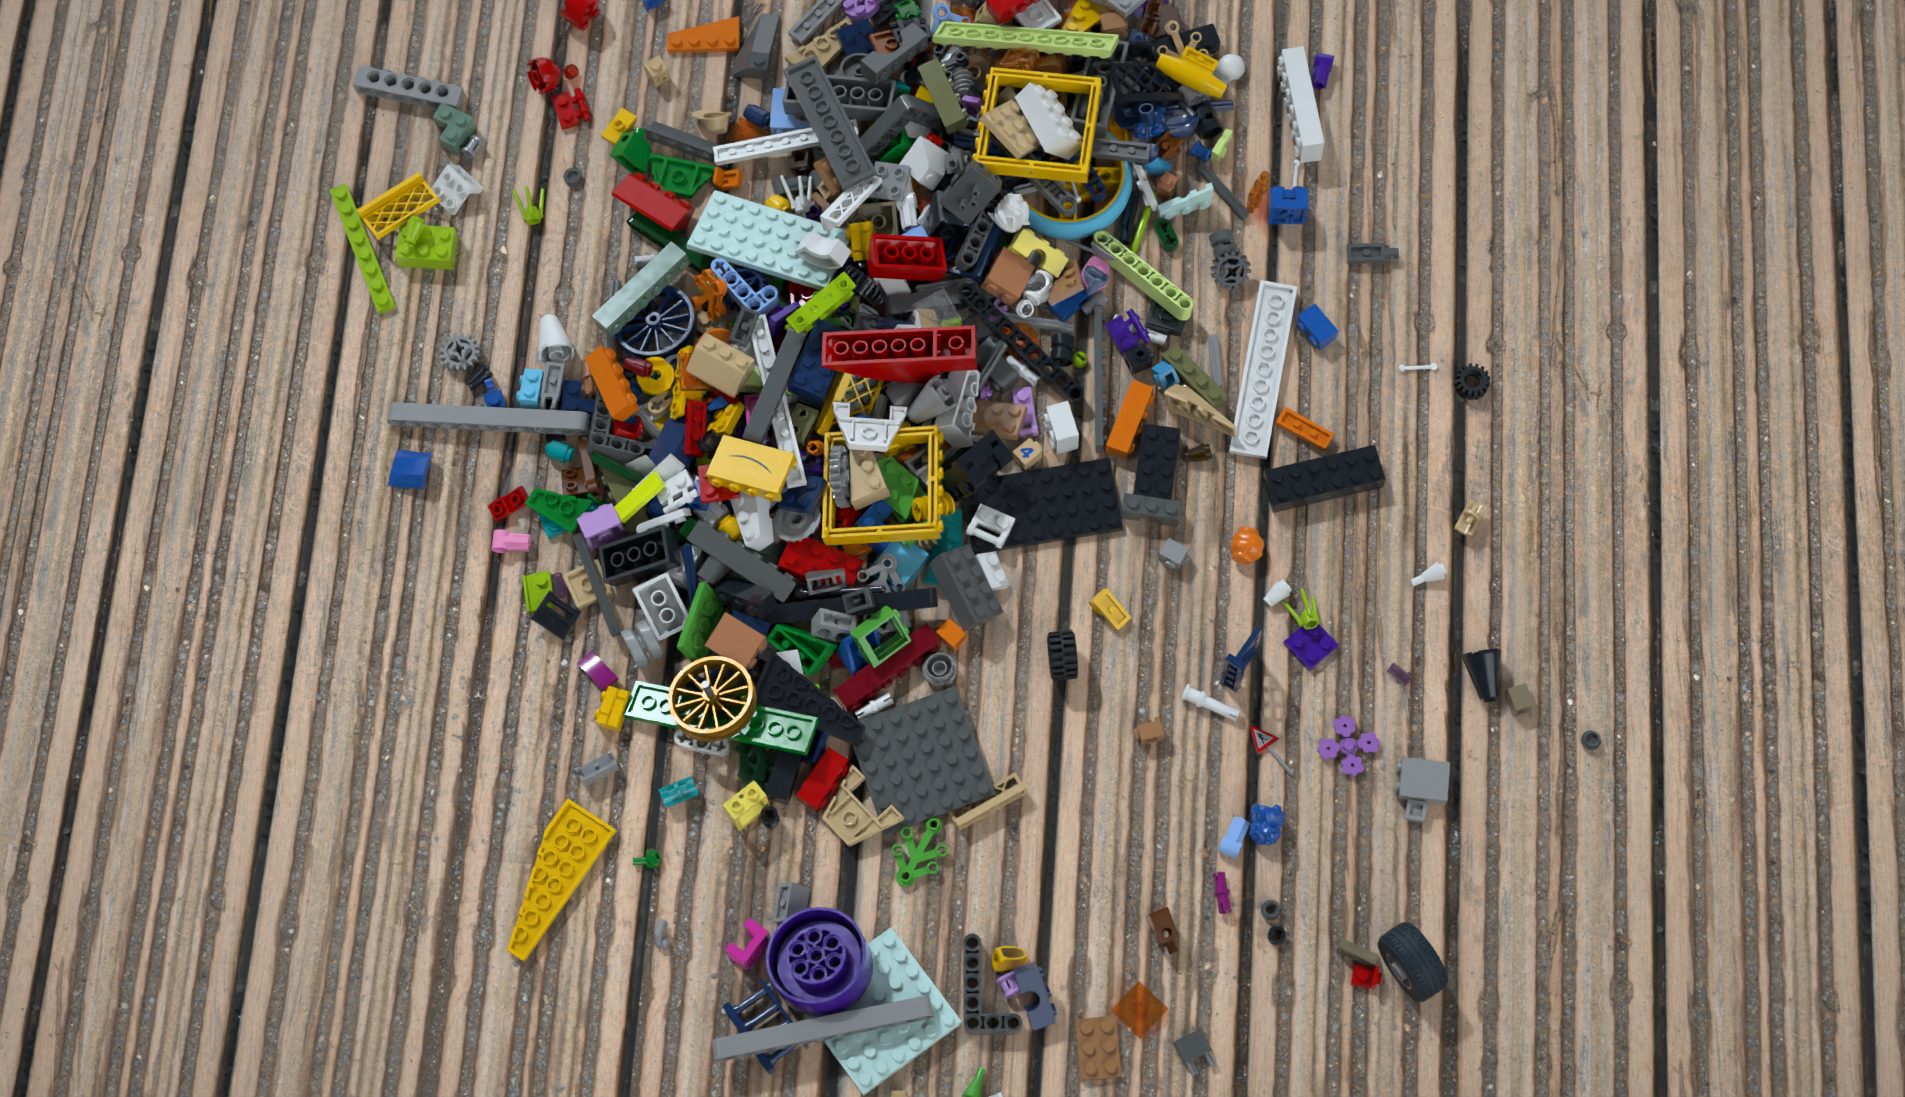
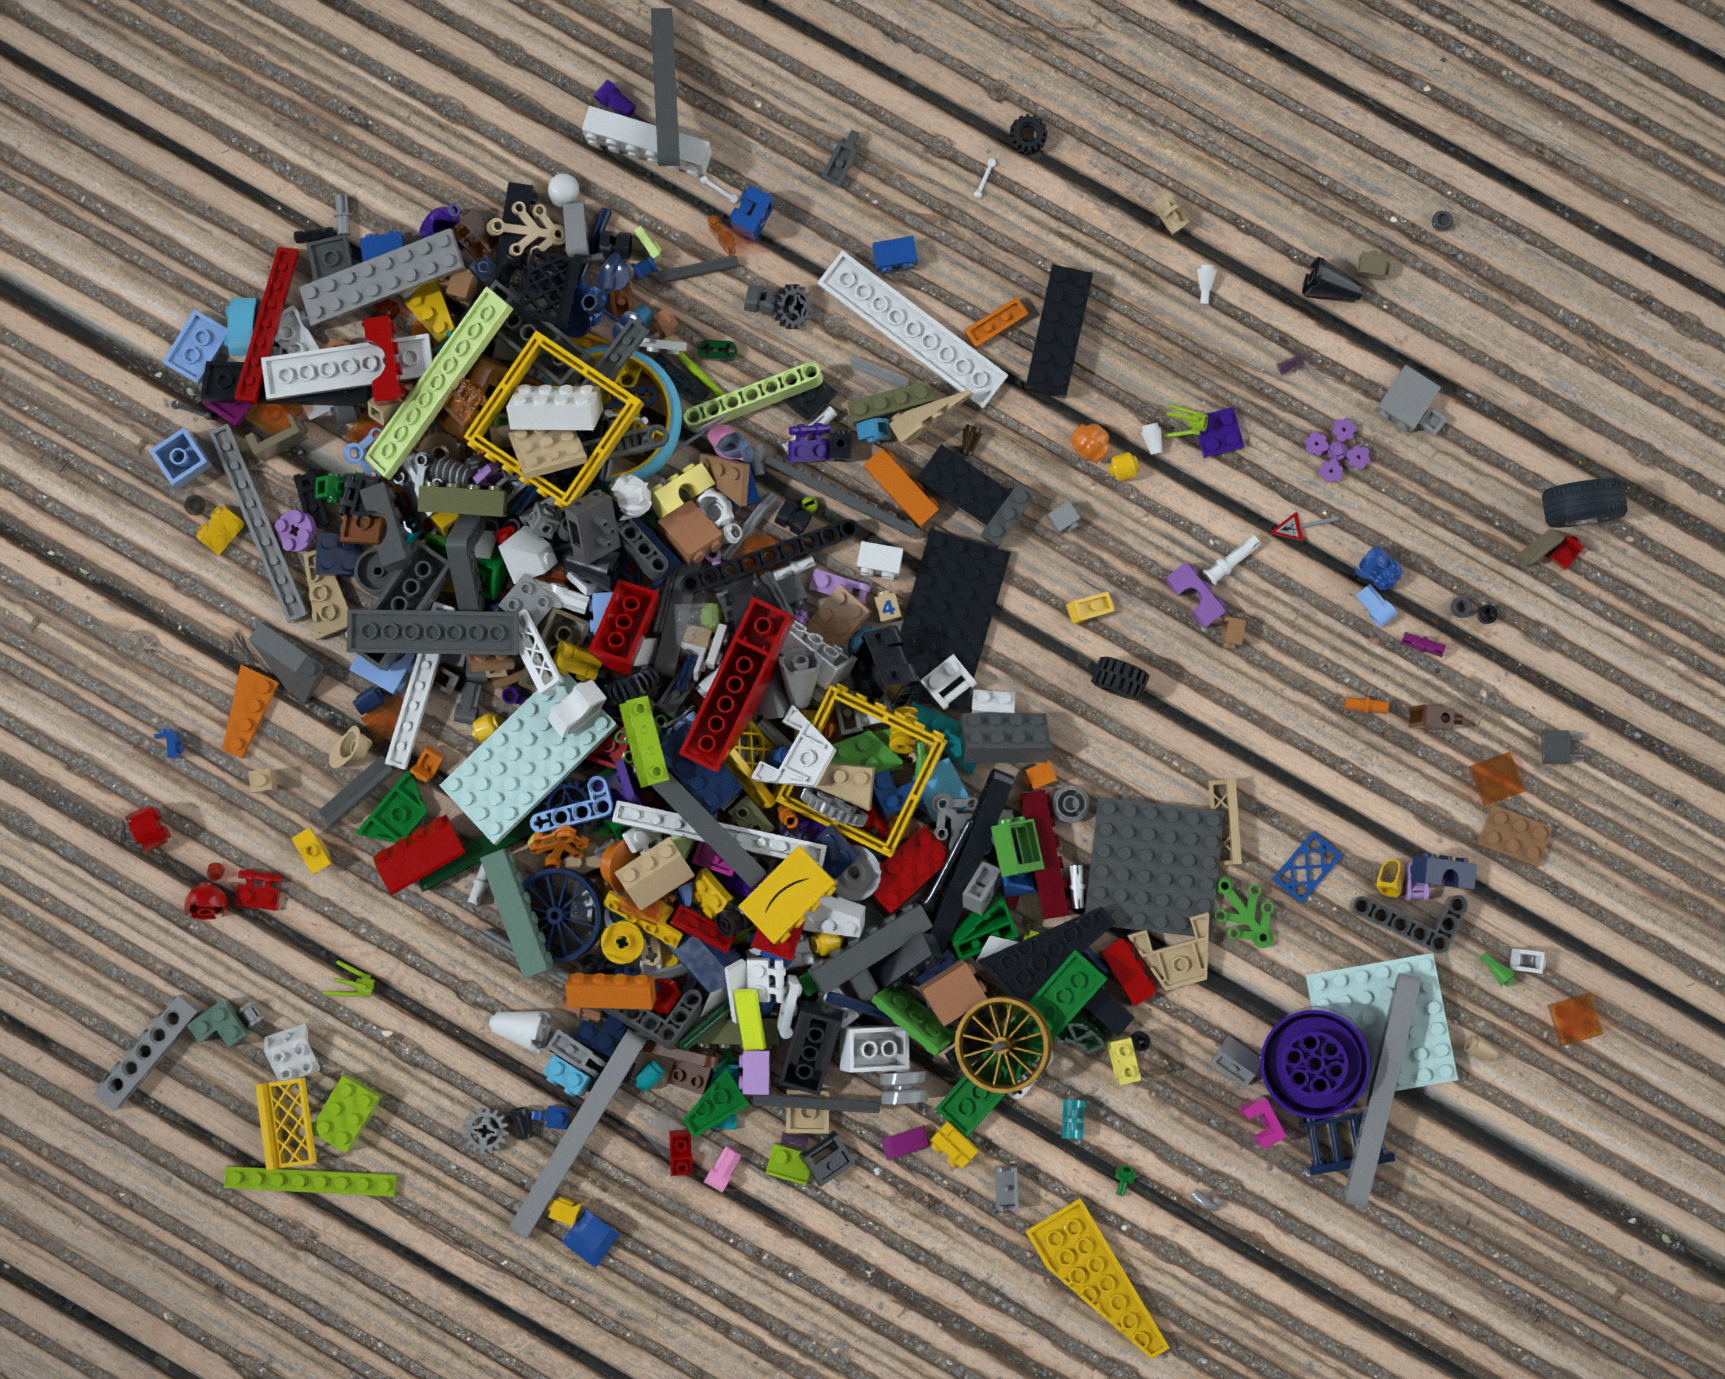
camera: 60 degrees left, 15 degrees up
(414, 228) = (327, 1119): lime cone -> none
(423, 439) = (564, 1210): none -> yellow window
(572, 177) = (340, 924): dark grey tile -> none
(632, 151) = (346, 849): green torso -> none
(639, 366) = (609, 955): dark red cone -> none
(743, 327) = (622, 829): dark grey slope -> none
(801, 203) = (498, 700): white plant -> none
(818, 575) = (929, 880): dark grey slope -> none
(858, 600) = (973, 851): dark grey slope -> none
(989, 903) = (1324, 867): none -> blue window
(1145, 870) = (1366, 705): none -> orange pin
(1159, 702) = (1185, 579): none -> medium lavender arch
(1193, 71) = (559, 230): yellow plate -> none
(1193, 201) = (698, 315): light aqua wing -> none
(1235, 665) = (1216, 508): dark blue fence -> none
(1240, 581) = (1124, 467): none -> yellow head
(1349, 93) = (665, 87): none -> dark grey beam

